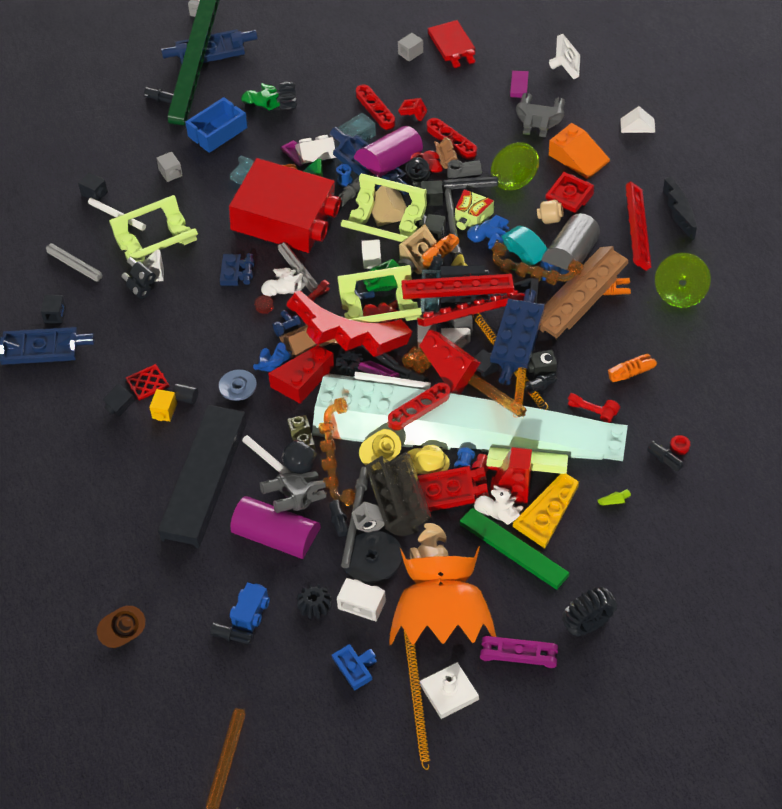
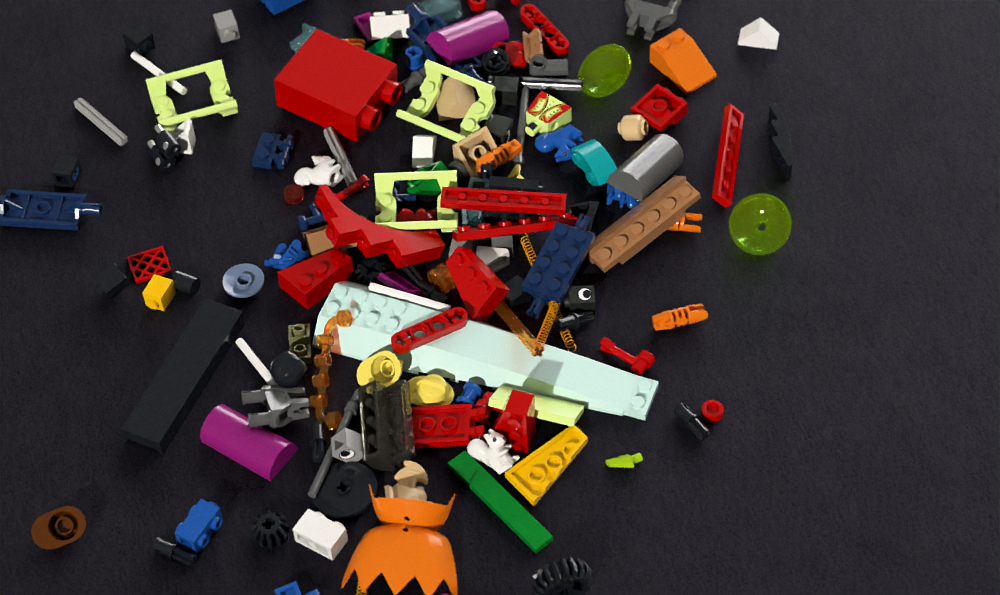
camera: 10 degrees right, 0 degrees up
(536, 272) = (598, 195): clear orange bar -> none

